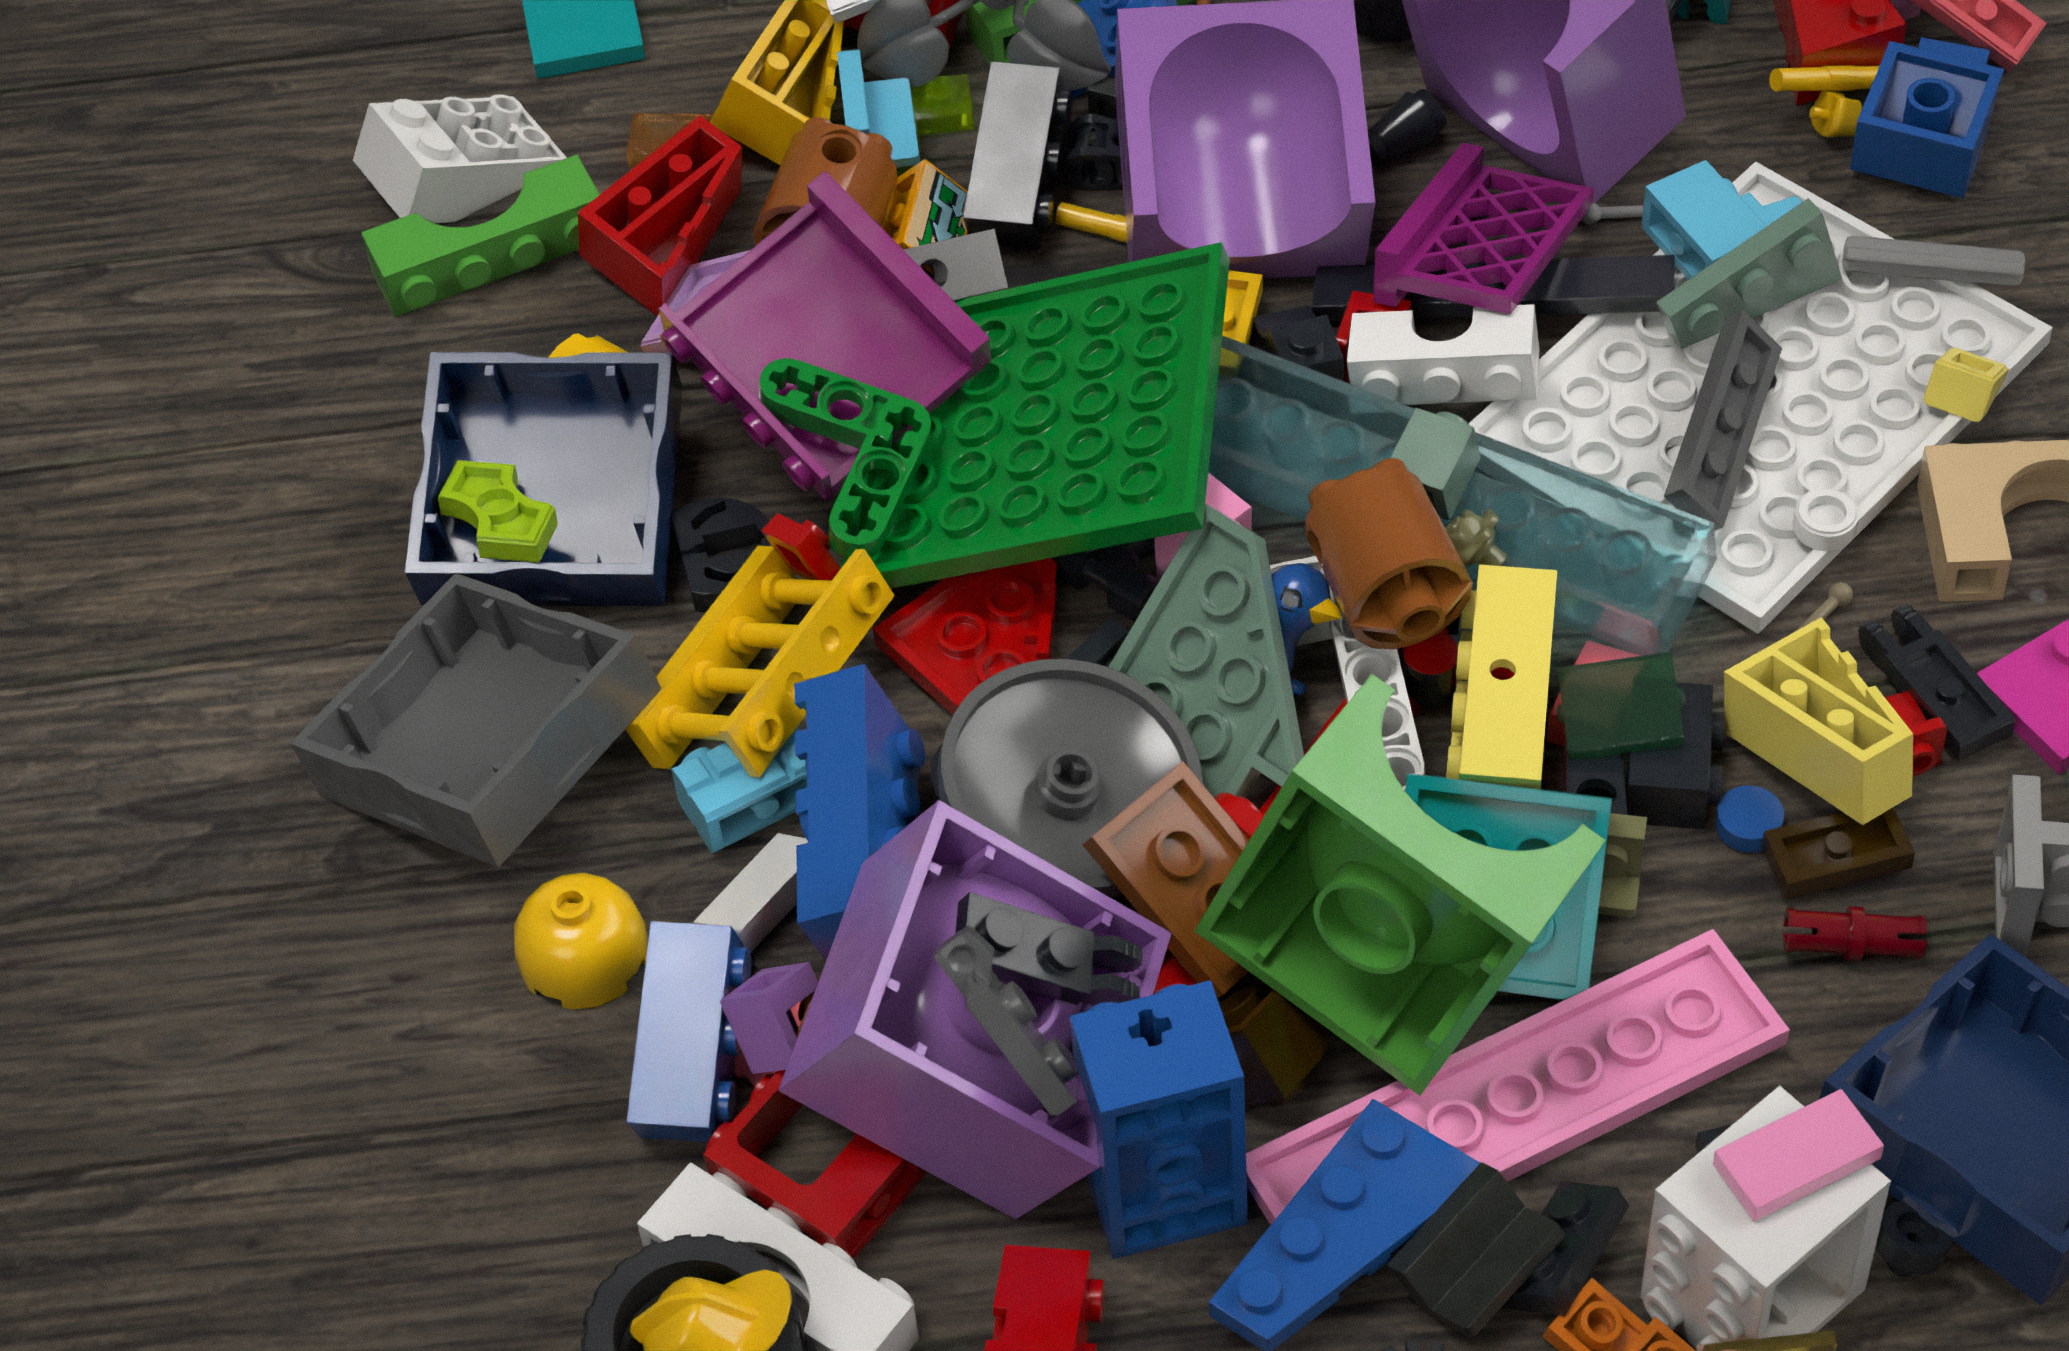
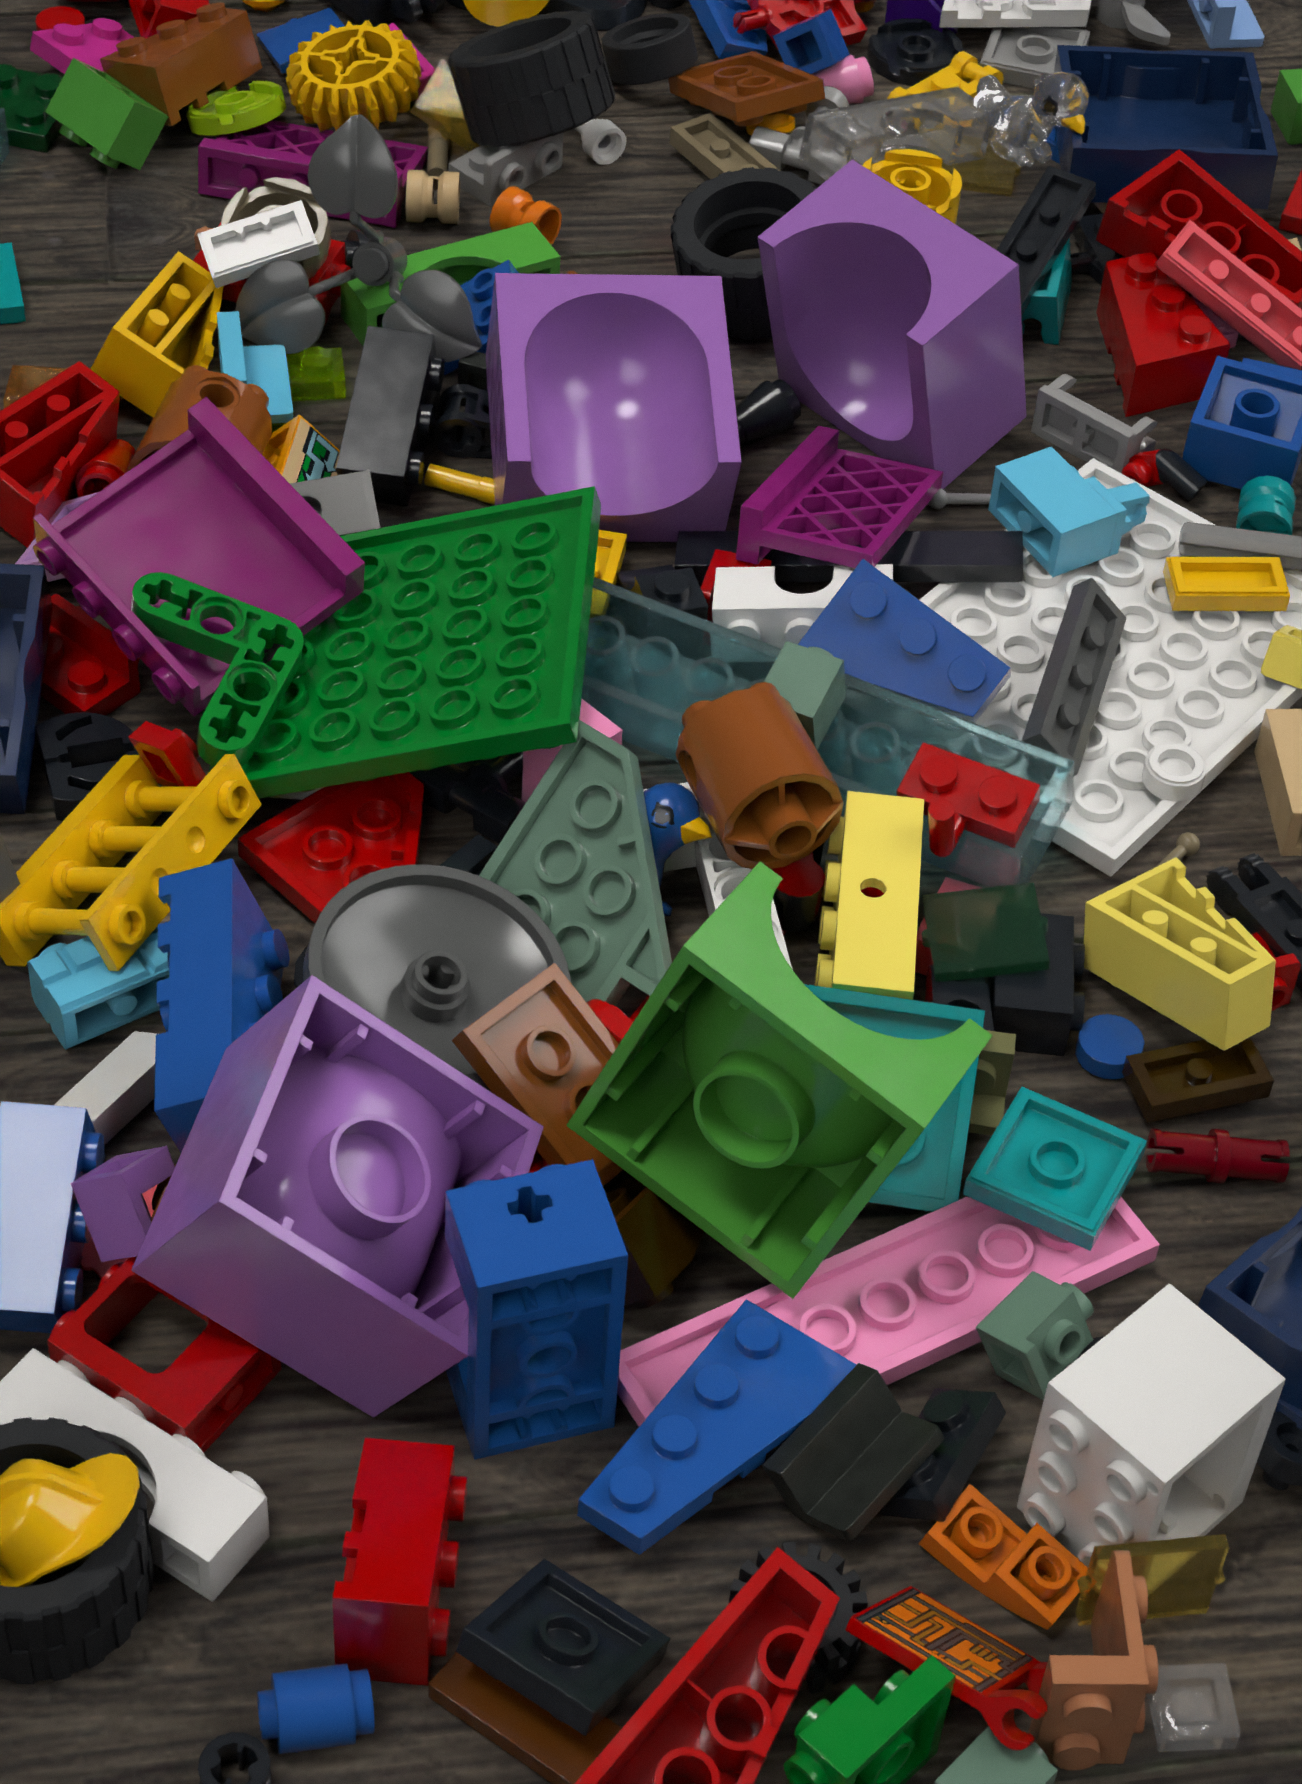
camera: 10 degrees left, 5 degrees down
(714, 448) = (85, 664): none -> red bracket
(732, 228) = (104, 467): none -> red cone
(1007, 1019) = (378, 1195): dark grey hinge -> none
(1051, 954) = (411, 1134): black hinge -> none
(1475, 537) = (846, 765): olive plant -> none
(1539, 400) = (906, 646): none -> blue wedge
(1603, 565) = (968, 797): none -> red plate
(1661, 1123) = (1036, 1332): none -> sand green brick
(1684, 954) = (1055, 1168): none -> teal plate
(1755, 128) = (1085, 429): none -> light grey hinge
(1757, 276) = (1109, 546): sand green wing -> none
(1797, 1154) = (1192, 1350): bright pink tile -> none
(1823, 78) = (1154, 390): yellow piece -> none
(1829, 167) = (1164, 467): none -> black arm
(1835, 114) = (1171, 423): yellow piece -> none
(1891, 302) = (1226, 584): none -> yellow tile
(1940, 211) = (1266, 505): none -> teal wheel

